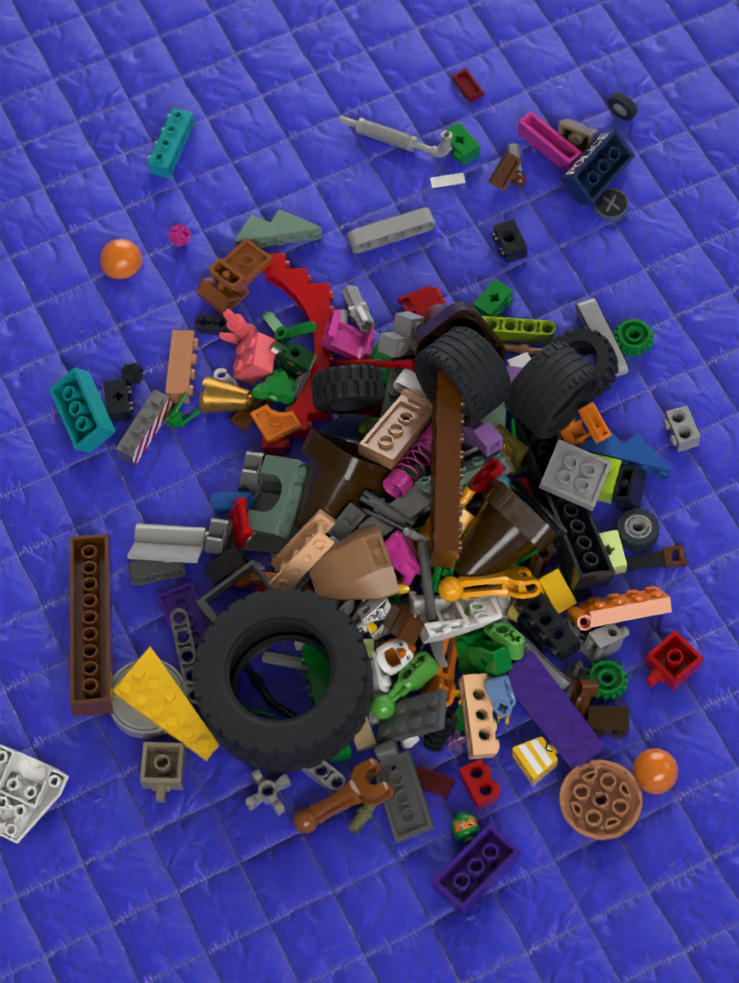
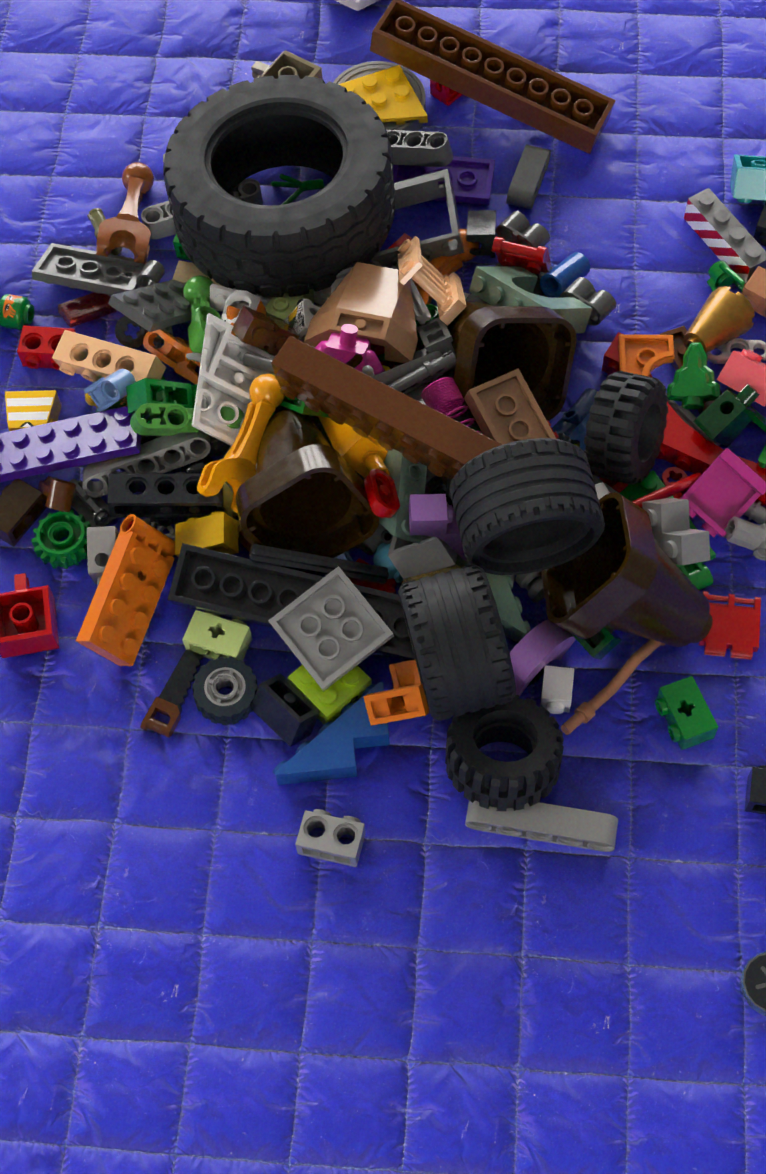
camera: 120 degrees right, 0 degrees up
(168, 543) = (546, 184): light grey door -> none
(519, 328) = (623, 721): lime beam -> none
(637, 329) = (515, 881): green gear -> none

